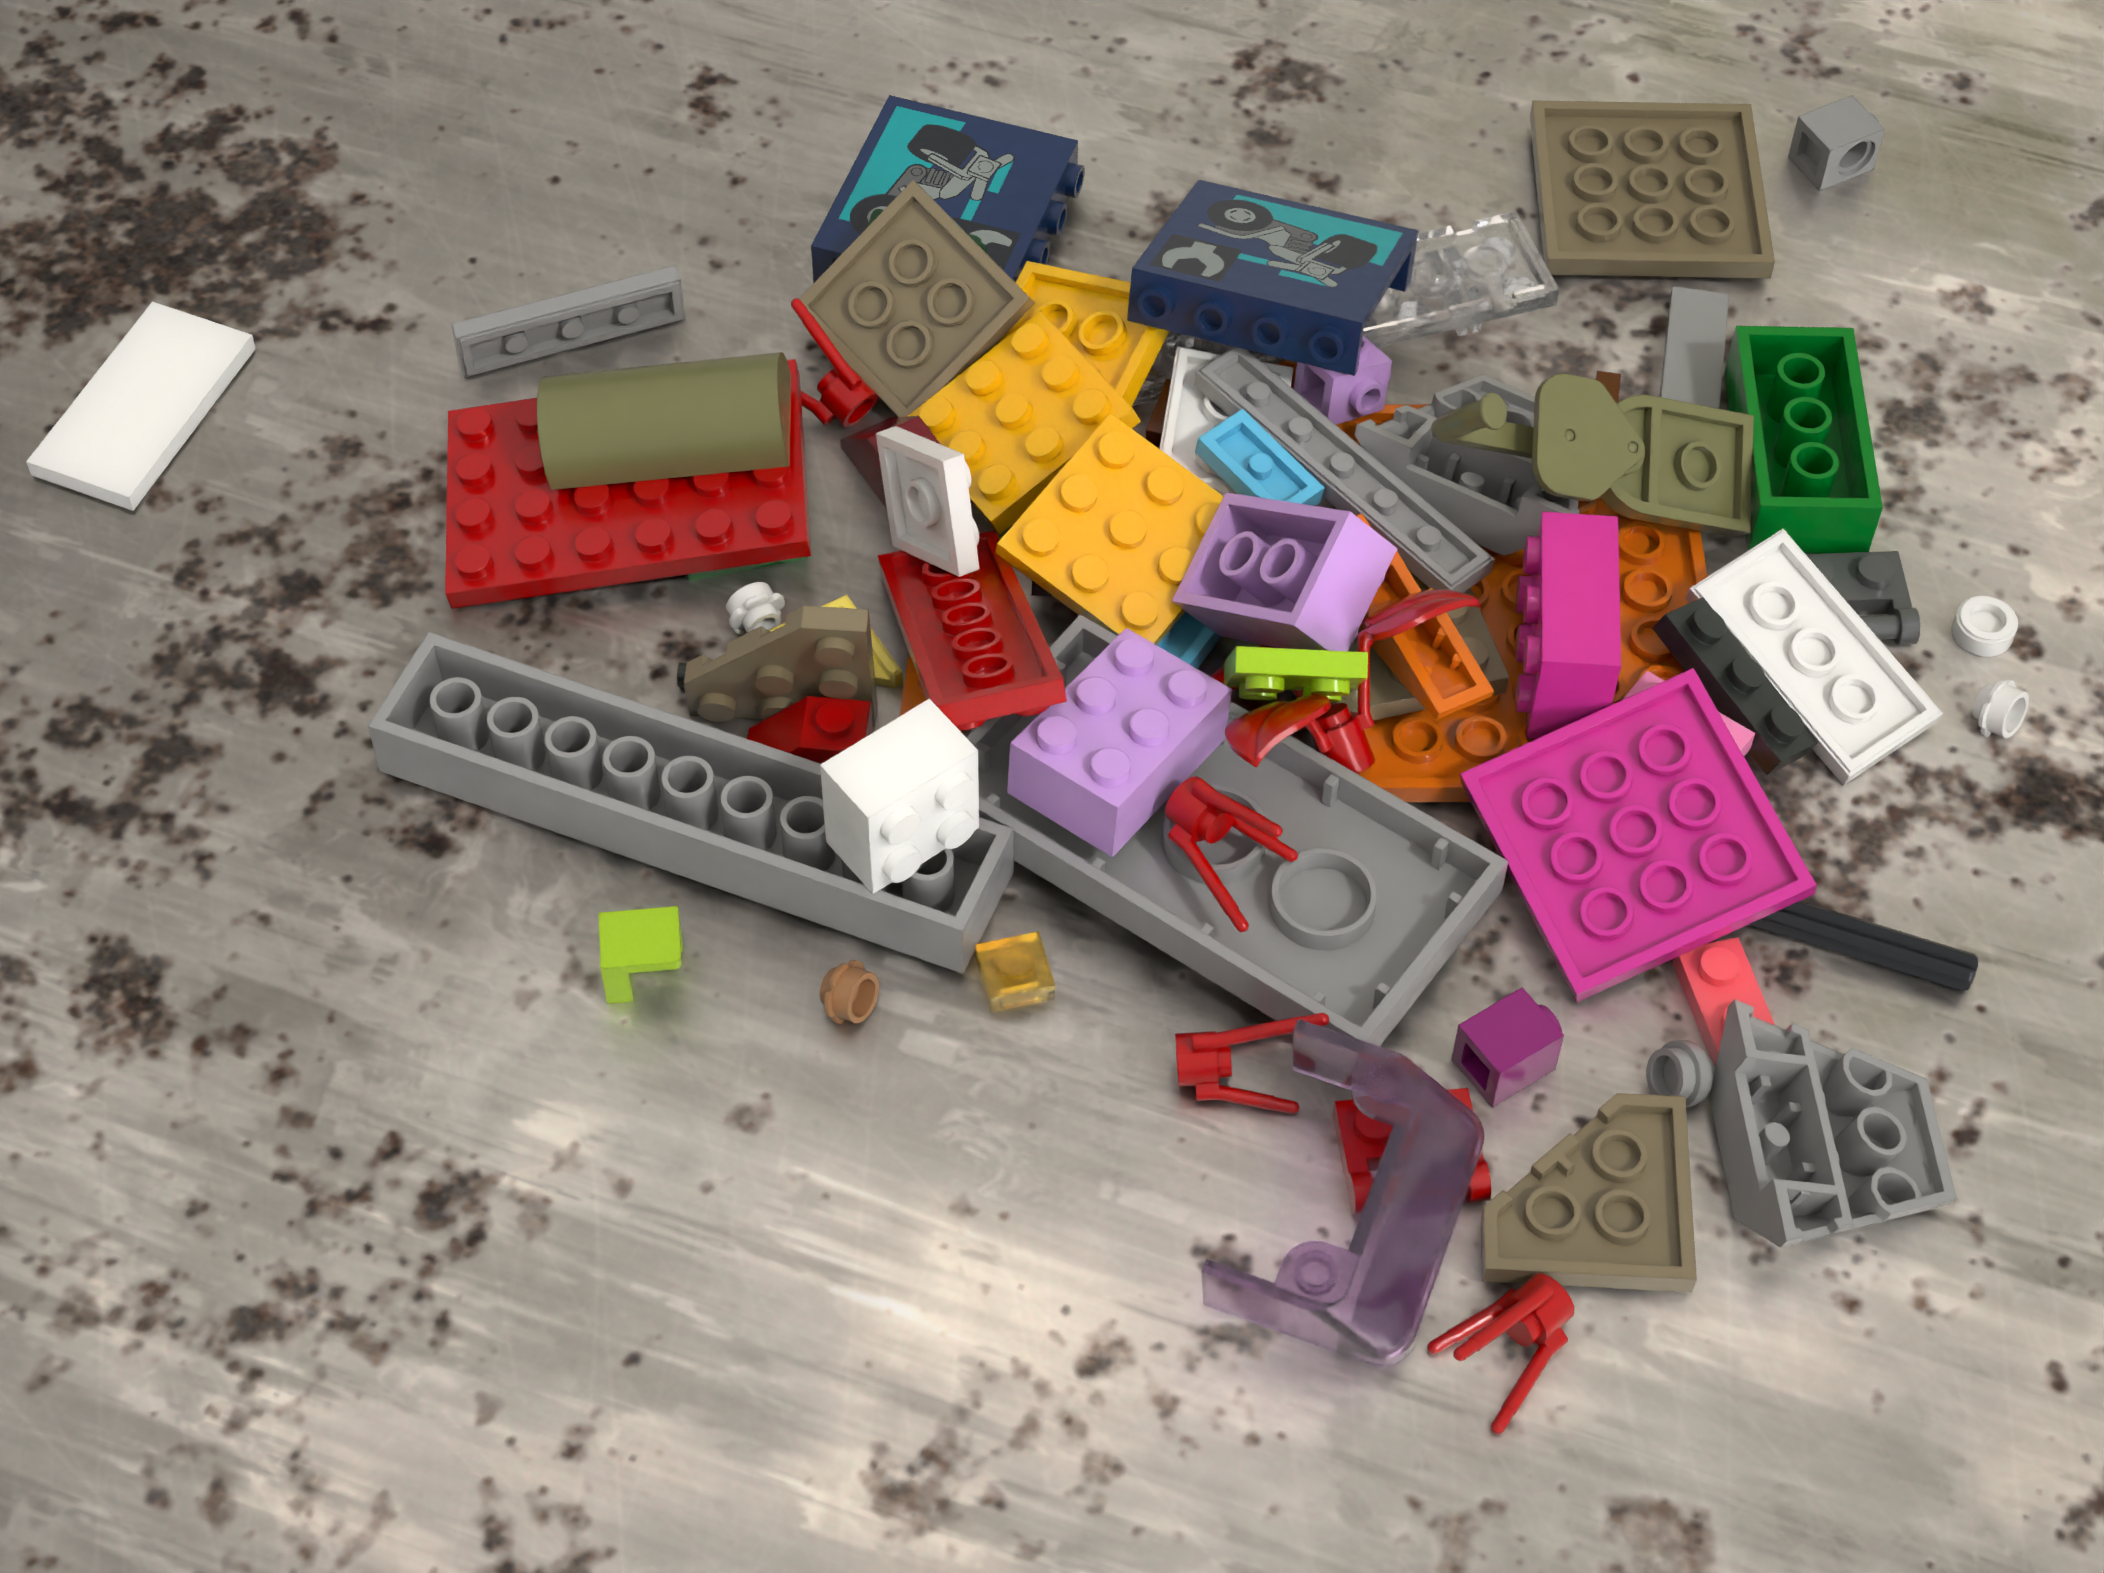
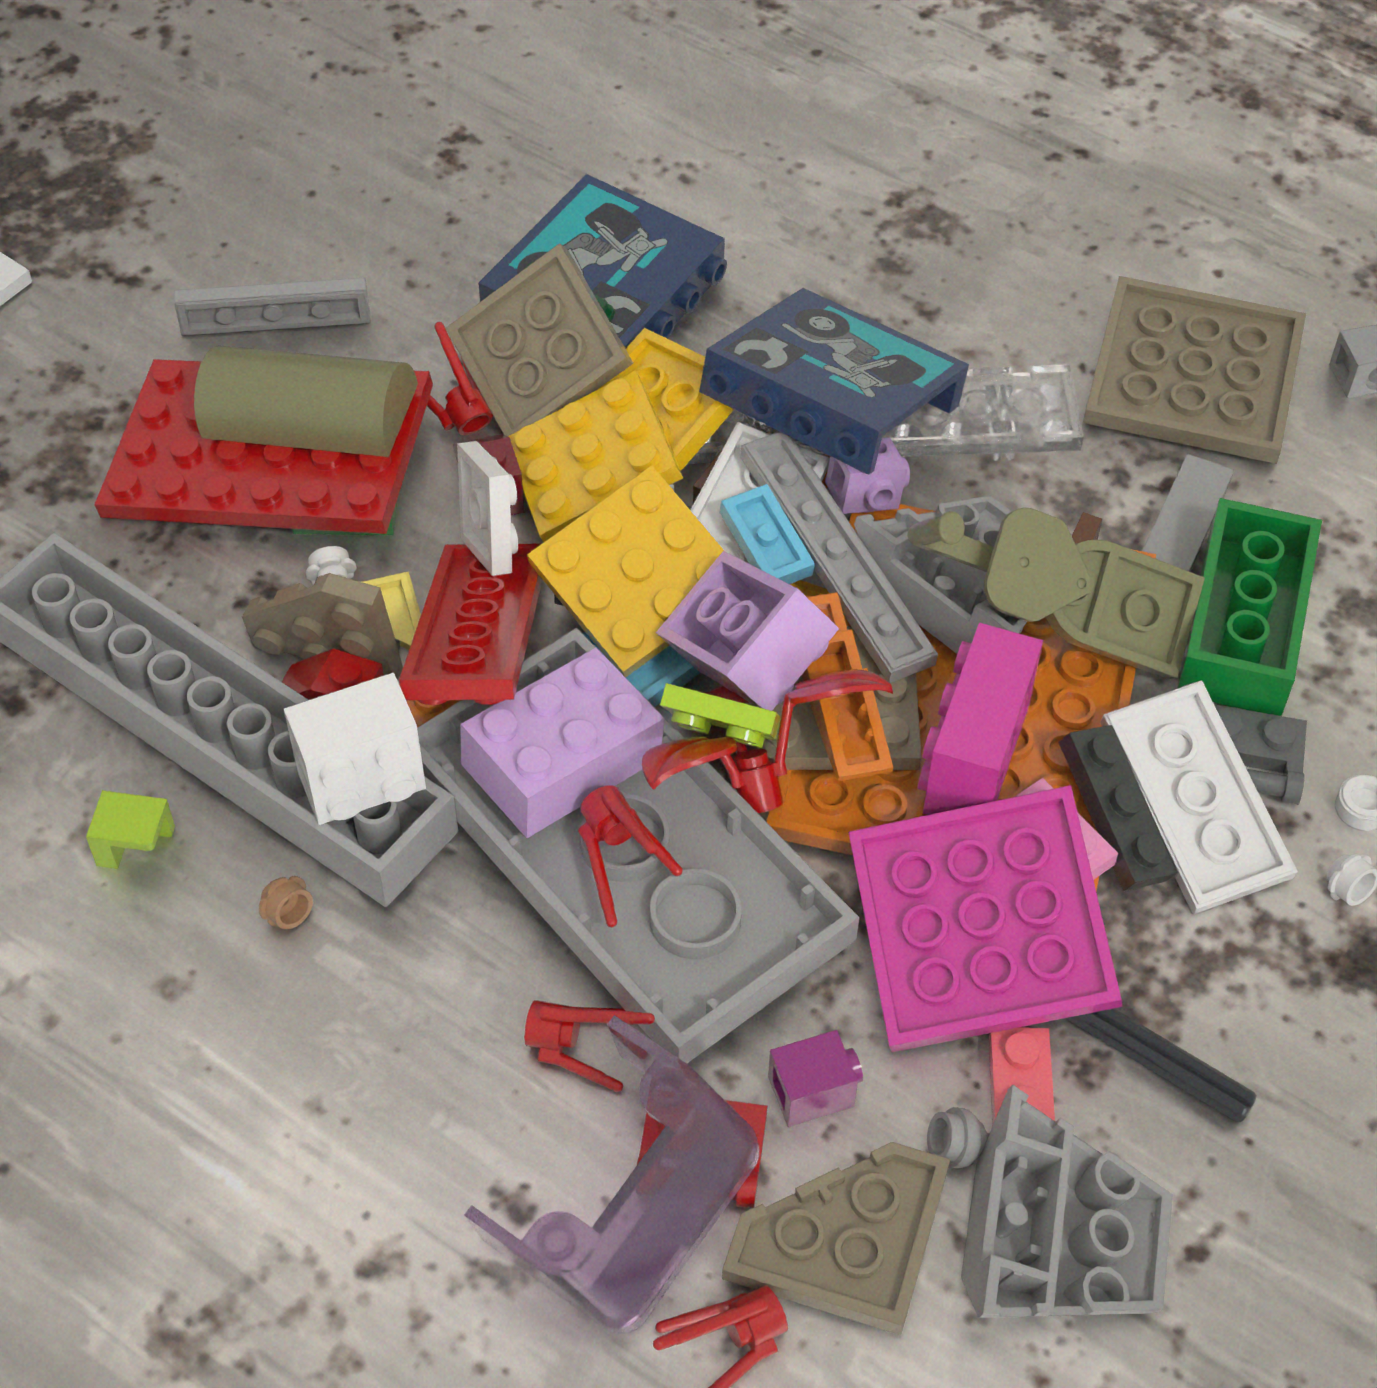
camera: 15 degrees right, 0 degrees up
(1015, 971) = (428, 915): clear yellow plate -> none

